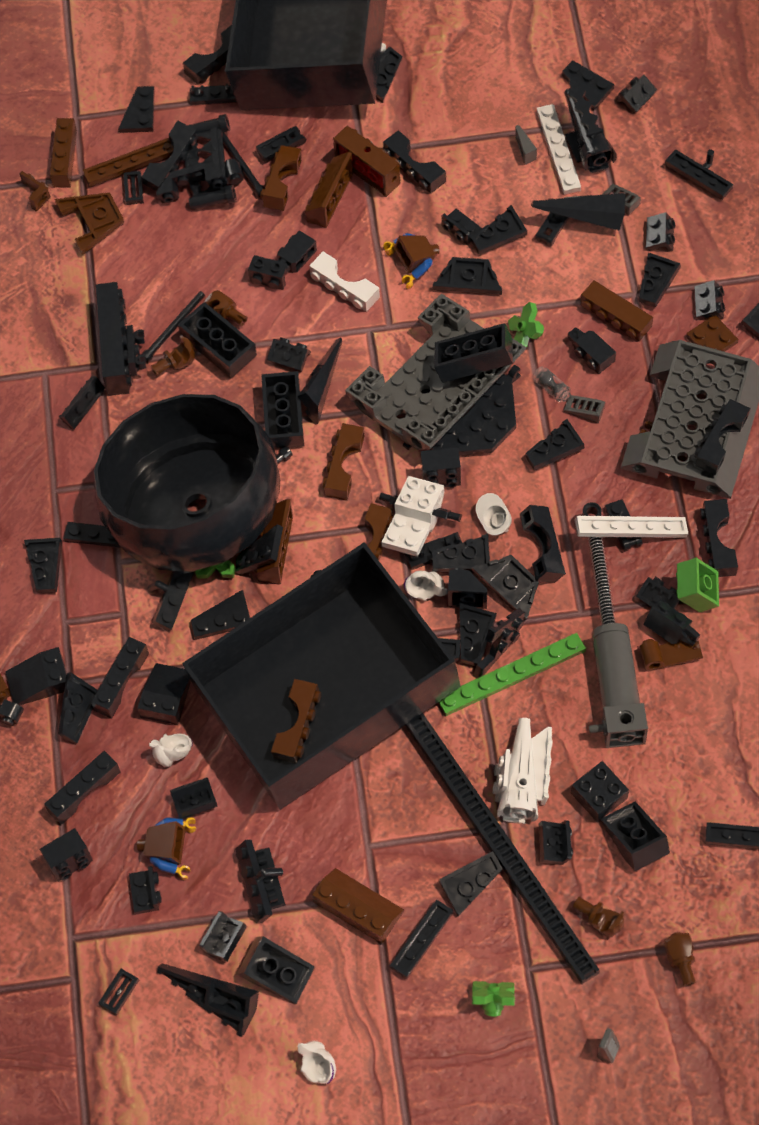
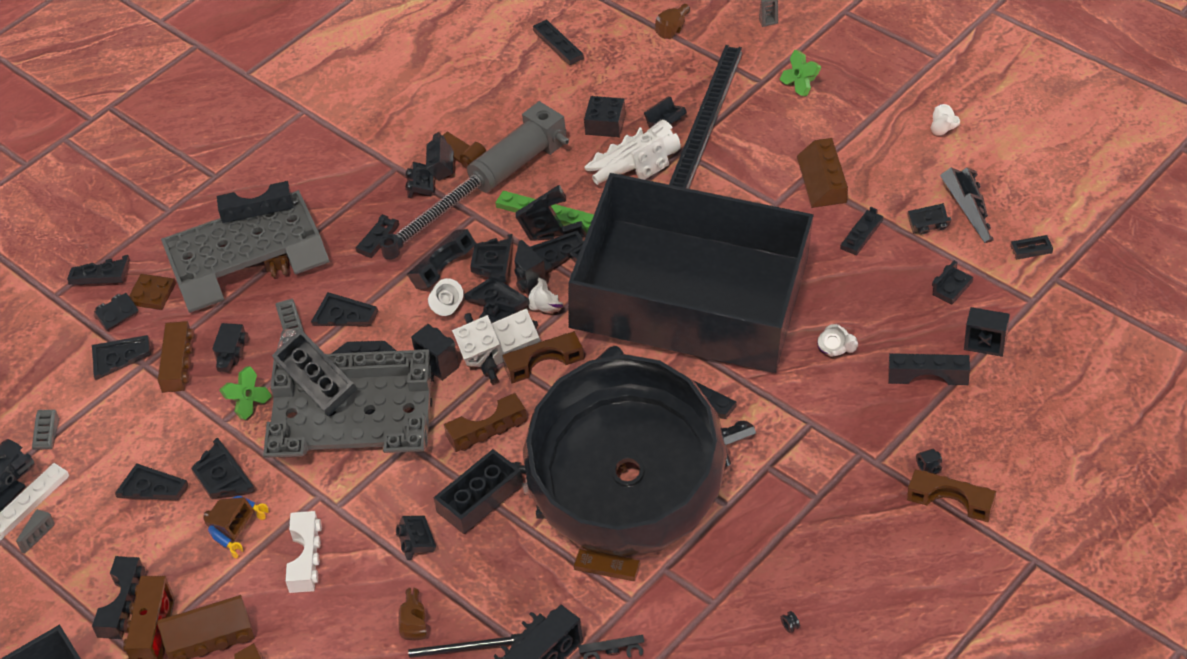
camera: 130 degrees left, 15 degrees down
(37, 677) = (880, 467): black slope -> none
(45, 562) = (784, 547): black wing -> none
(75, 707) = (877, 420): black wing -> none
(89, 534) = (723, 538): black plate -> none
(111, 690) = (800, 419): black arch -> none
(164, 694) = (800, 382): black slope -> none
(165, 844) = (907, 292): reddish brown torso -> none
(177, 359) = (496, 611): reddish brown piece -> none
(193, 798) = (859, 303): black bracket -> none
(217, 339) = (451, 590): black brick -> none
(254, 881) = (872, 232): black plate -> none
(267, 272) = (342, 608): black bracket -> none
(275, 969) = (917, 182): black slope -> none
(289, 744) = (756, 274): reddish brown arch -> none
(297, 251) = (304, 609): black hinge -> none
(317, 388) = (418, 490): black wedge -> none
(421, 939) = (806, 132): black plate -> none
(460, 225) = (167, 517): black bracket -> none
(469, 881) = (742, 138): black wing -> none
(554, 224) = (110, 454): black plate -> none
(602, 210) = (80, 427): black wedge -> none
(603, 920) = (689, 63): reddish brown piece -> none
(631, 526) = (380, 216): white plate -> none
(636, 836) = (617, 79): black slope -> none
(660, 232) = (65, 382): black bracket -> none
(697, 585) = (394, 157): bright green brick -> none
(715, 516) = (324, 190): black arch -> none

